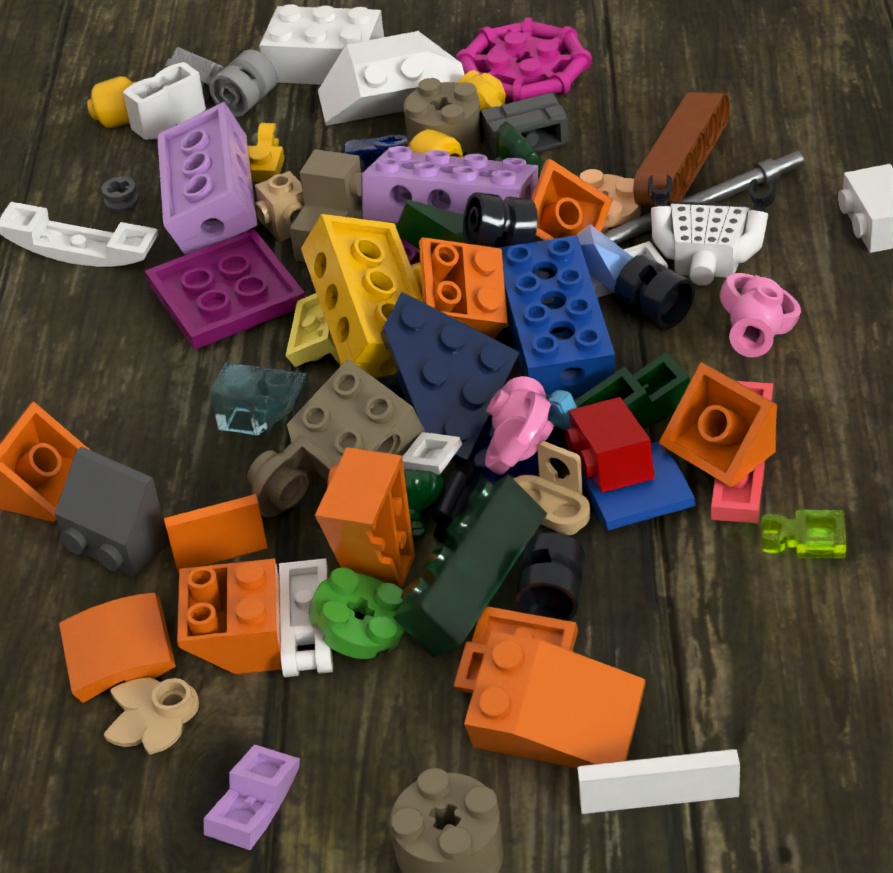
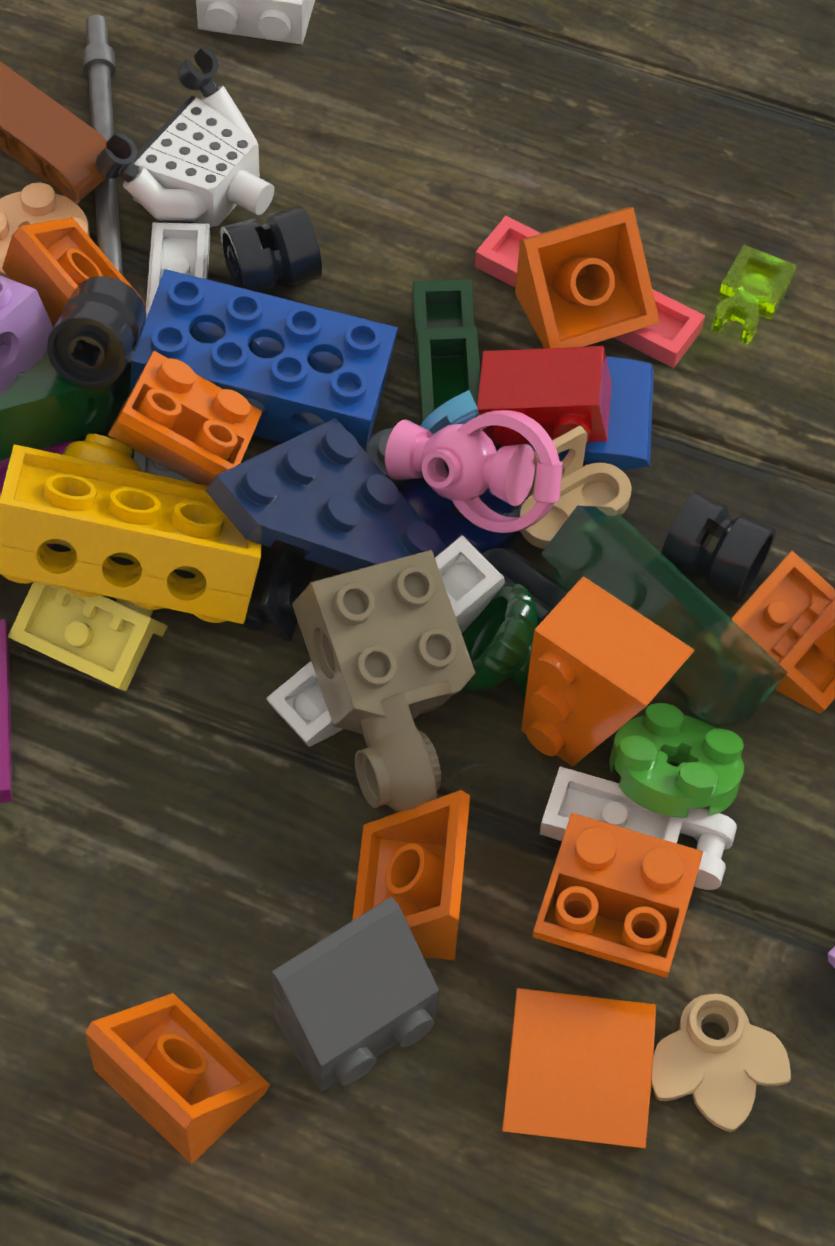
camera: 75 degrees left, 15 degrees up
(254, 397) = (205, 743): clear light blue slope -> none
(602, 256) = (145, 269): light blue slope -> none
(757, 312) = (380, 175): bright pink piece -> none

